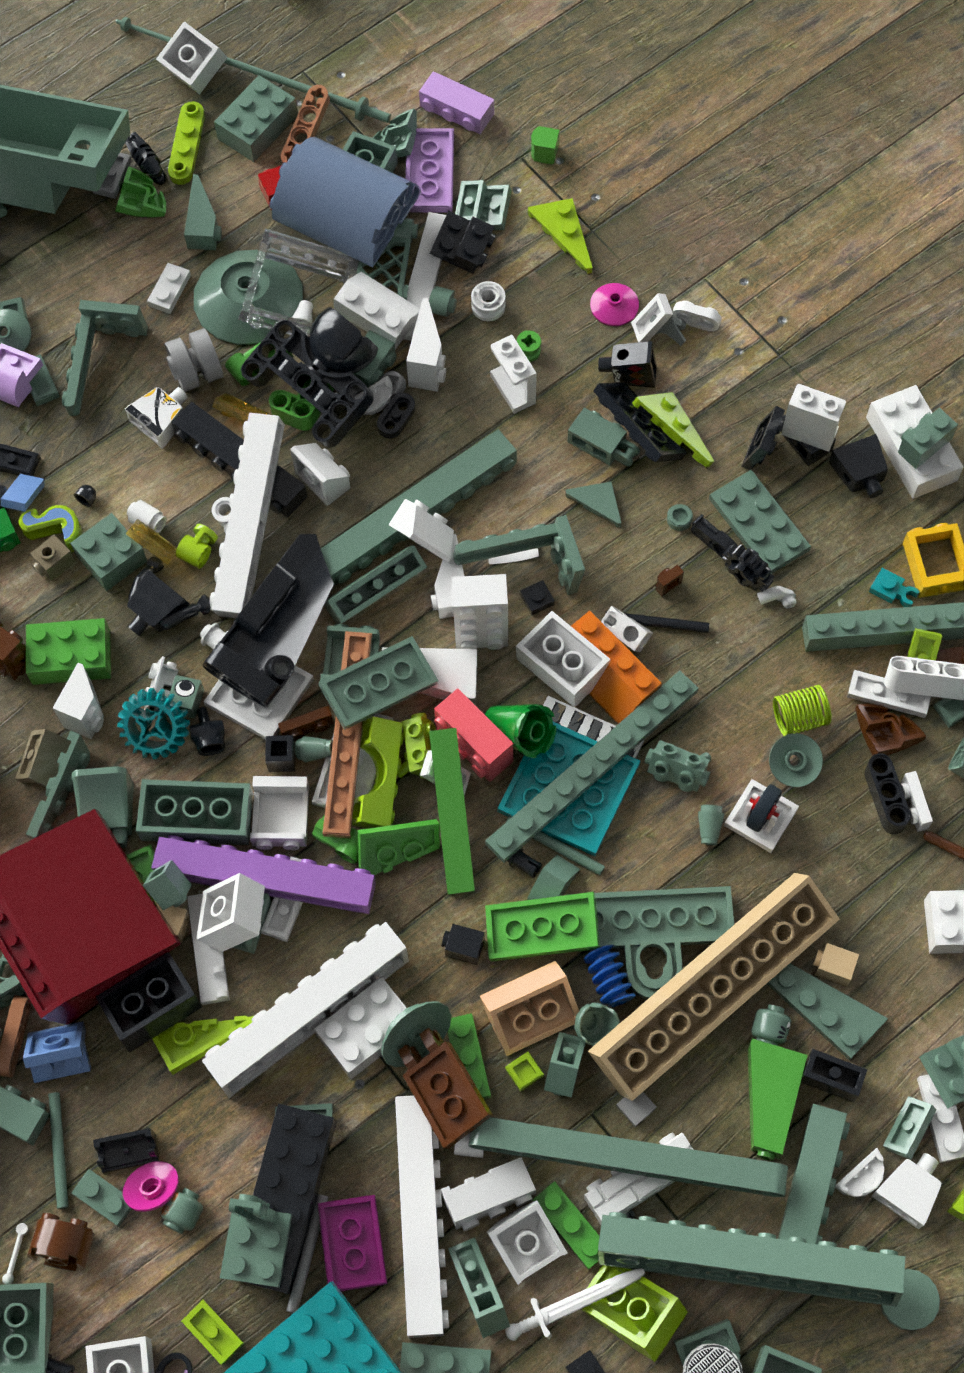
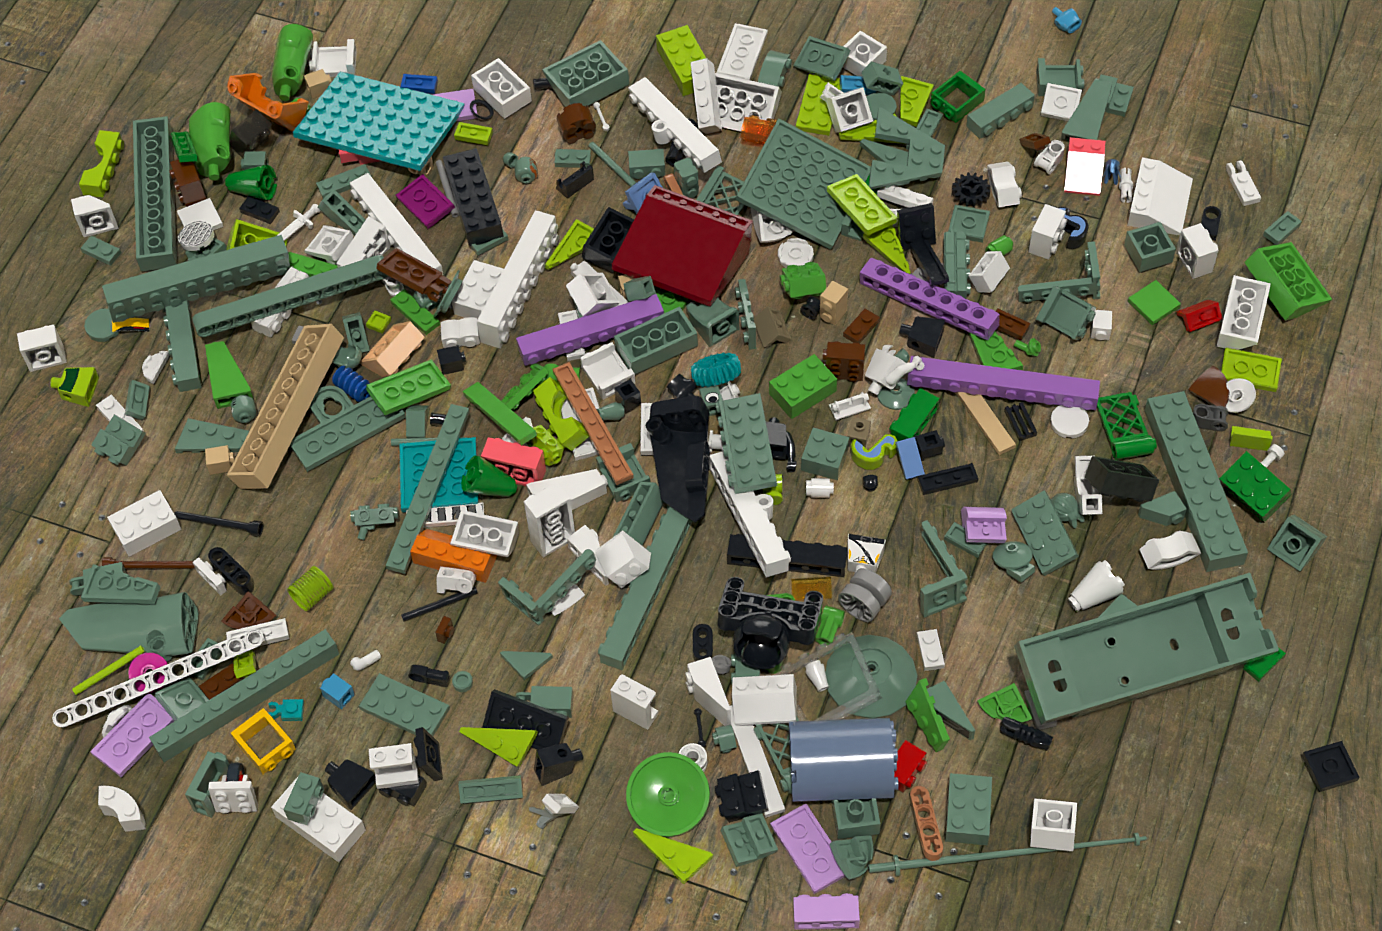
camera: 150 degrees right, 10 degrees down
(33, 602) = (850, 406): none -> white hinge
(78, 705) = (766, 355): white slope -> none
(150, 1186) = (553, 164): dark pink dish -> none
(152, 541) = (800, 470): clear yellow tile -> none
(186, 143) = (1008, 767): lime plate -> none
(190, 593) = (746, 443): none -> sand green bracket
(191, 1248) = (509, 159): none -> sand green hinge
(226, 216) = (923, 710): none -> bright green wing
(255, 1242) = (469, 157): sand green bracket -> none
(316, 720) = (626, 423): reddish brown plate -> none
(320, 472) = (721, 566): white slope -> none
(378, 682) = (589, 451): sand green plate -> none
(382, 394) = (724, 647): white plate -> none
(427, 979) = (460, 332): none -> white brick
(466, 321) = (701, 742): none -> black hinge
(532, 351) = (639, 747): bright green wheel -> none
(536, 274) = (668, 794): none -> bright green dish
(537, 597) = (528, 577): black plate -> none
(544, 144) = (732, 912): bright green piece -> none
(612, 312) = (602, 825): dark pink dish -> none
(697, 316) = (526, 833): white plate -> none
(710, 823) = (337, 498): sand green cone -> none
(713, 381) = (490, 789): none -> sand green plate
(748, 567) = (392, 656): black gear -> none
(761, 815) = (306, 517): white plate -> none
(808, 755) = (300, 559): sand green dish -> none
(827, 573) = (337, 691): none -> dark azure brick
(833, 842) = (254, 528): none -> black piece
(833, 1075) = (193, 398): black brick -> none
(911, 1190) = (122, 369): white torso -> none

